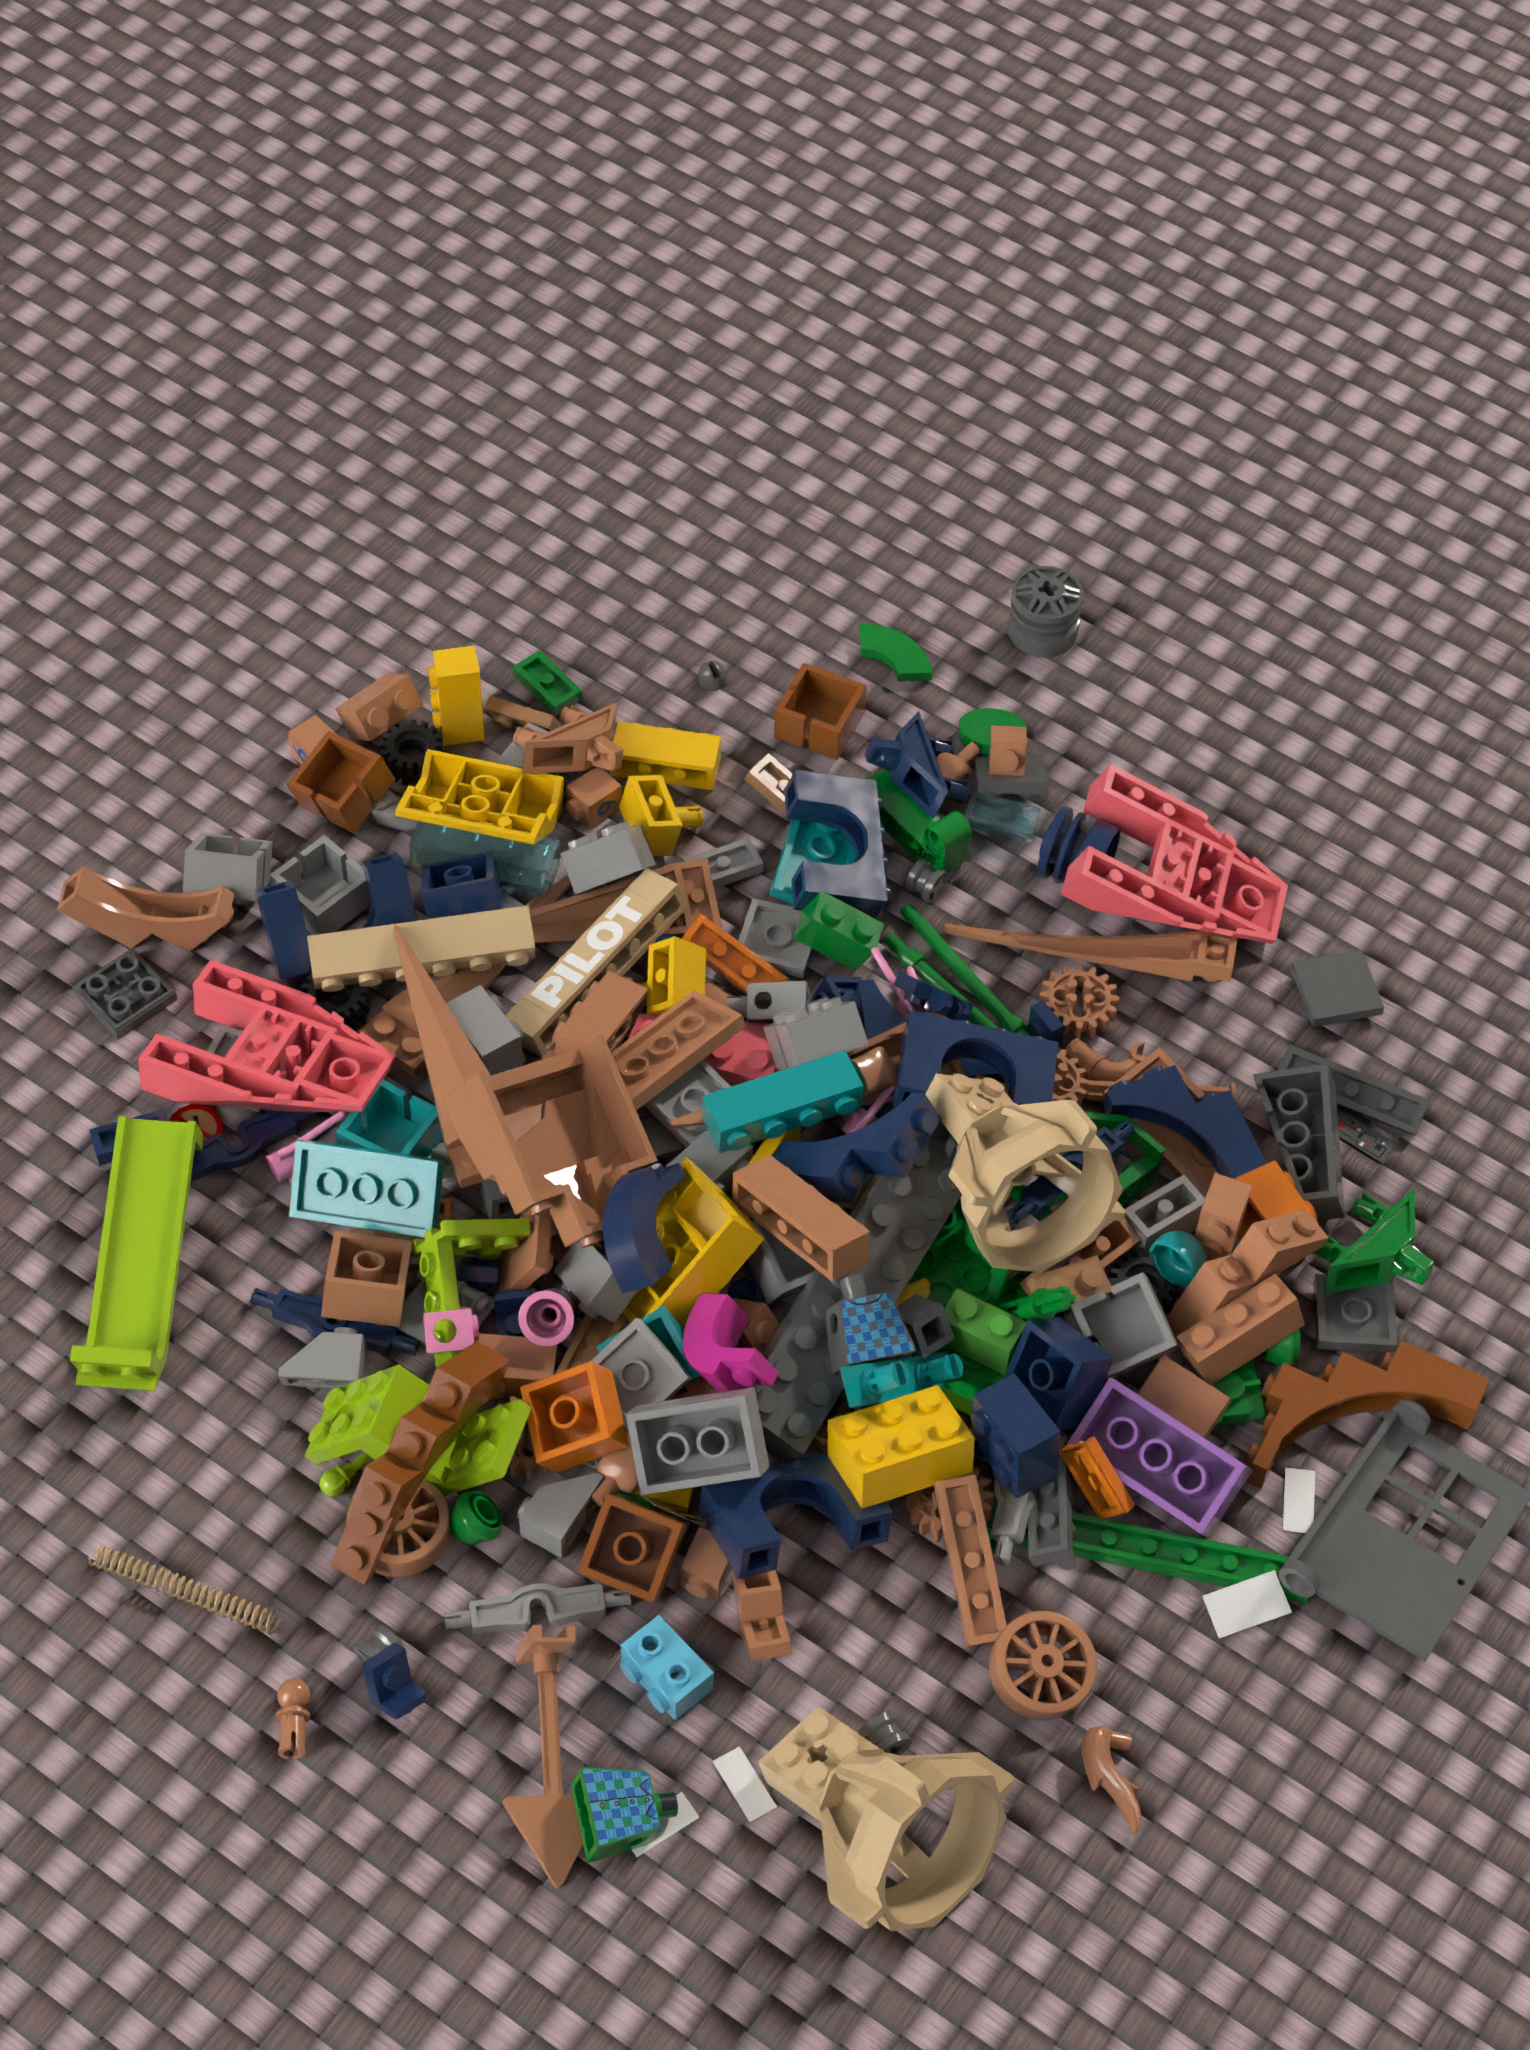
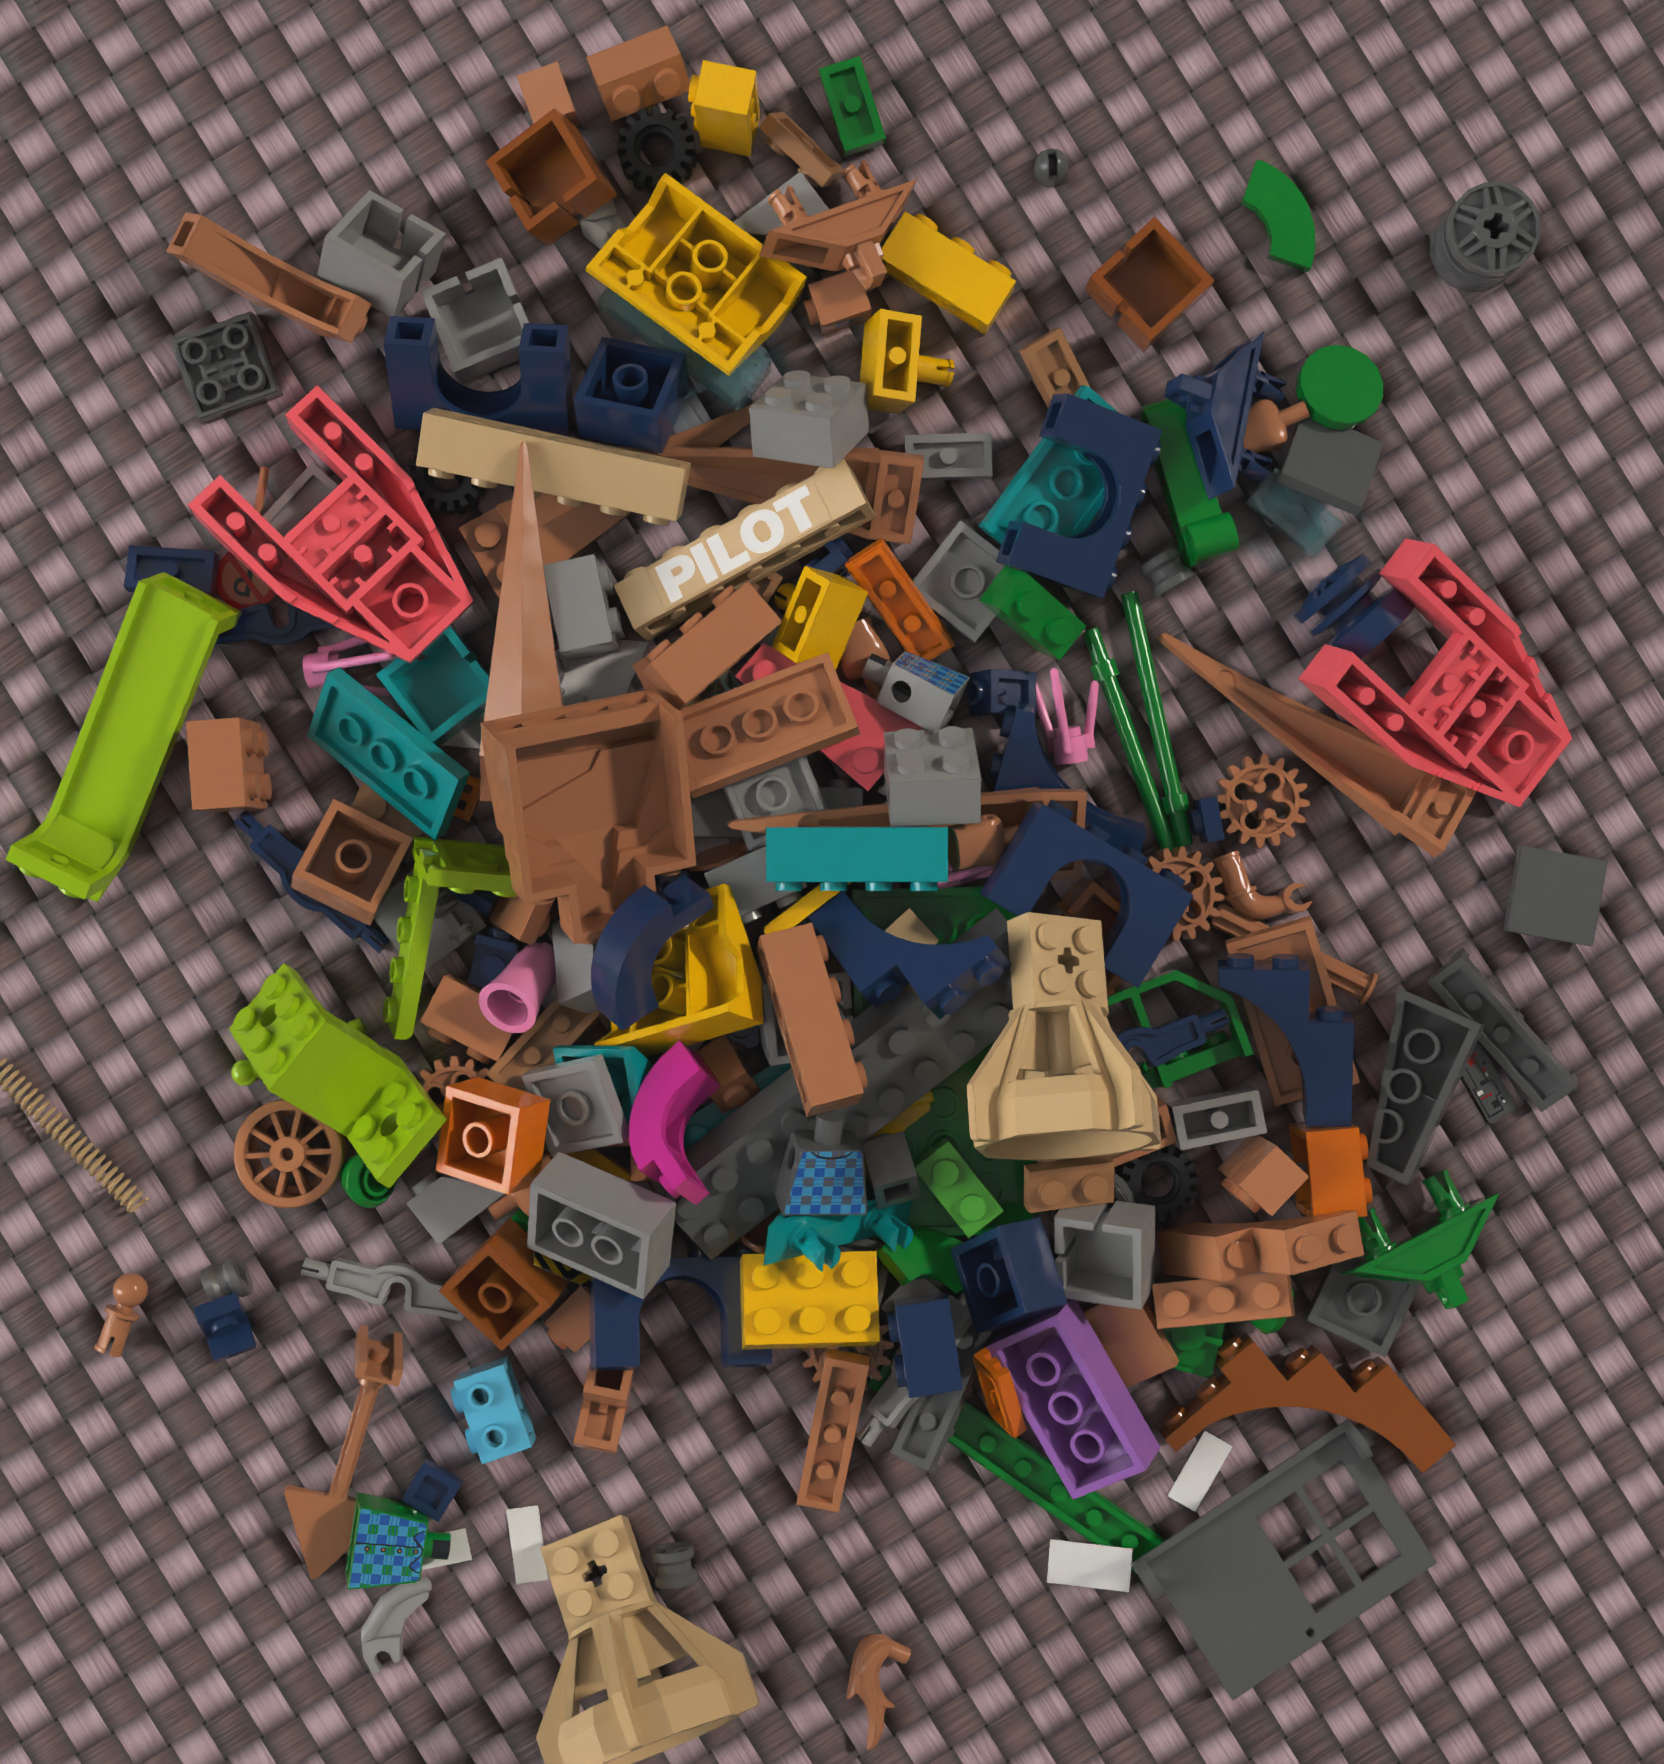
camera: 25 degrees right, 35 degrees up
(234, 1244) = (227, 765): none -> nougat brick
(327, 1361) = (284, 940): light grey slope -> none
(420, 1438) = (329, 1109): dark orange arch -> none
(466, 1329) = (421, 971): bright pink bracket -> none
(640, 1754) = (432, 1490): none -> dark blue plate
(643, 1897) = (386, 1622): none -> light grey piece
(939, 1000) = (1104, 756): dark blue hinge -> none
(1007, 750) = (1336, 441): nougat brick -> none
(1040, 1304) = (1021, 1210): green axle -> none
(1043, 1664) = (856, 1558): nougat wheel -> none
(1178, 1256) = (1204, 1191): teal hair -> none

